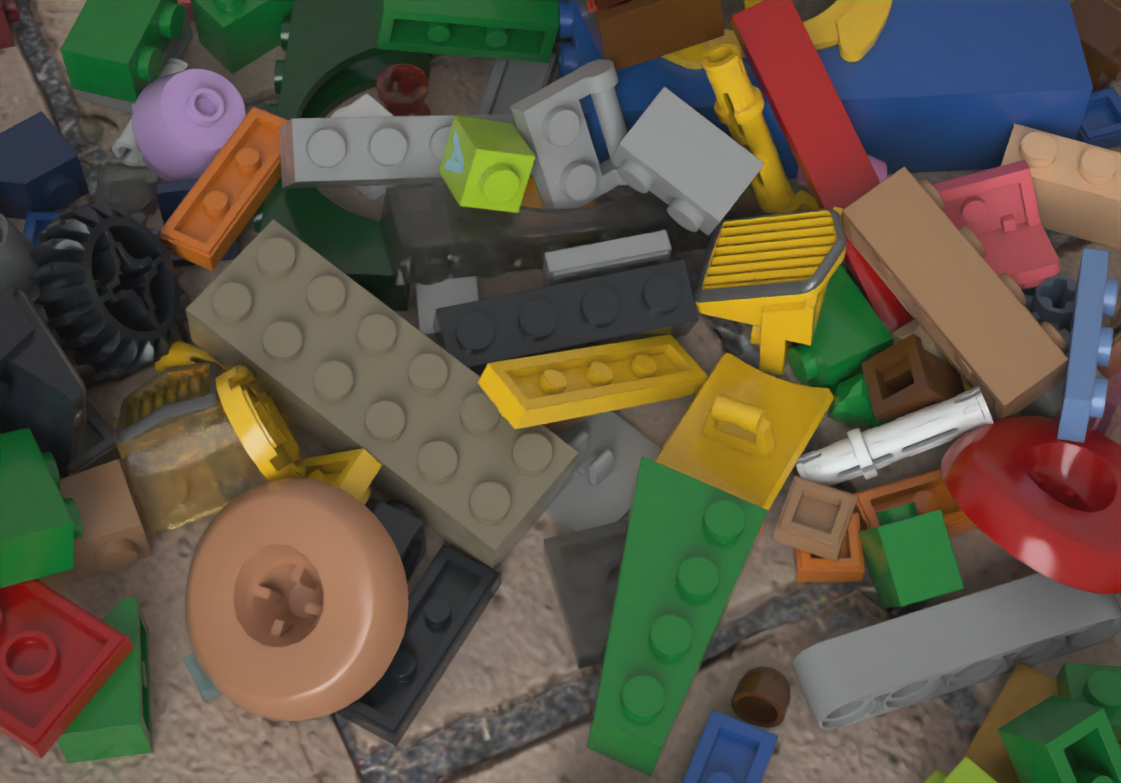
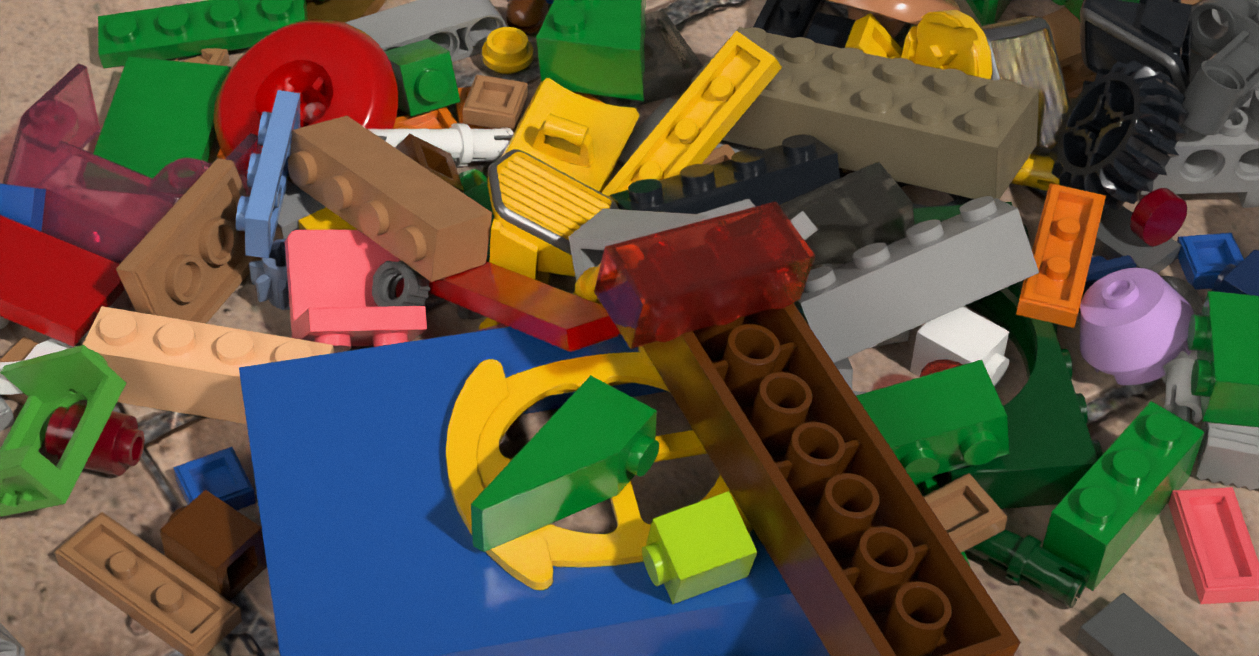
camera: 170 degrees right, 10 degrees down
(486, 164) = (832, 212): lime brick -> none
(789, 629) = (507, 50): none -> yellow plate

